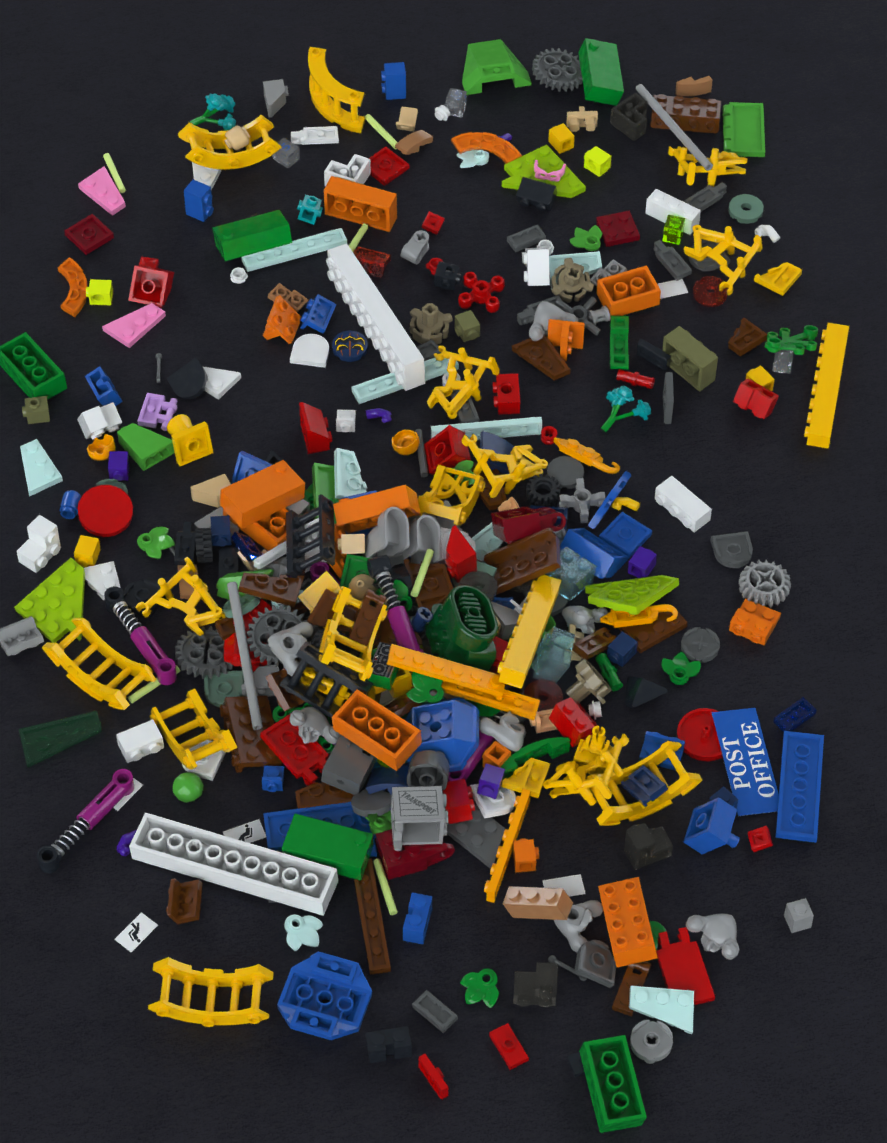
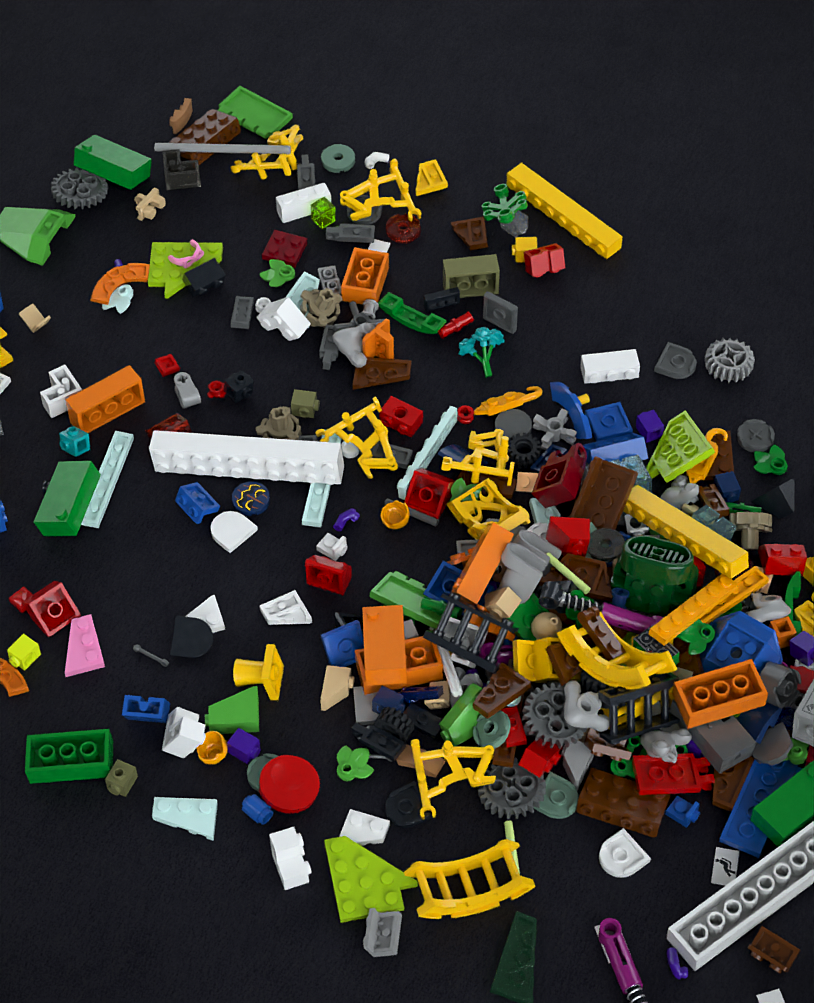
camera: 55 degrees left, 0 degrees up
(87, 551) = (323, 824): yellow brick -> none
(140, 741) = (573, 894): white brick -> none
(147, 645) = (459, 830): piece -> none
(152, 408) = (199, 687): lavender plate -> none
(187, 787) = (647, 883): bright green hair -> none
(221, 739) = (607, 829): yellow fence -> none
(238, 275) = (98, 532): white plate -> none
(244, 656) = (555, 754): light grey piece -> none
(261, 424) = (286, 610): none -> white wing
(282, 321) = (183, 532): orange bracket -> none
(293, 298) = (161, 513): medium nougat slope -> none
(347, 474) = (401, 576): light aqua wing -> none
(358, 237) = (137, 433): yellowish green bar -> none
(381, 130) = (27, 344): yellowish green bar -> none
(387, 166) = (73, 357): red tile -> none
(413, 141) = (64, 328): medium nougat slope -> none
(442, 113) = (48, 291): white plate -> none
(456, 102) = (49, 274): clear brick -> none
(481, 292) = (275, 373): red gear -> none
(561, 138) = (155, 228): yellow brick -> none
(595, 709) = (773, 538): white plate -> none
(597, 161) = (203, 219): neon yellow brick -> none
(754, 622) = (759, 388): orange plate -> none

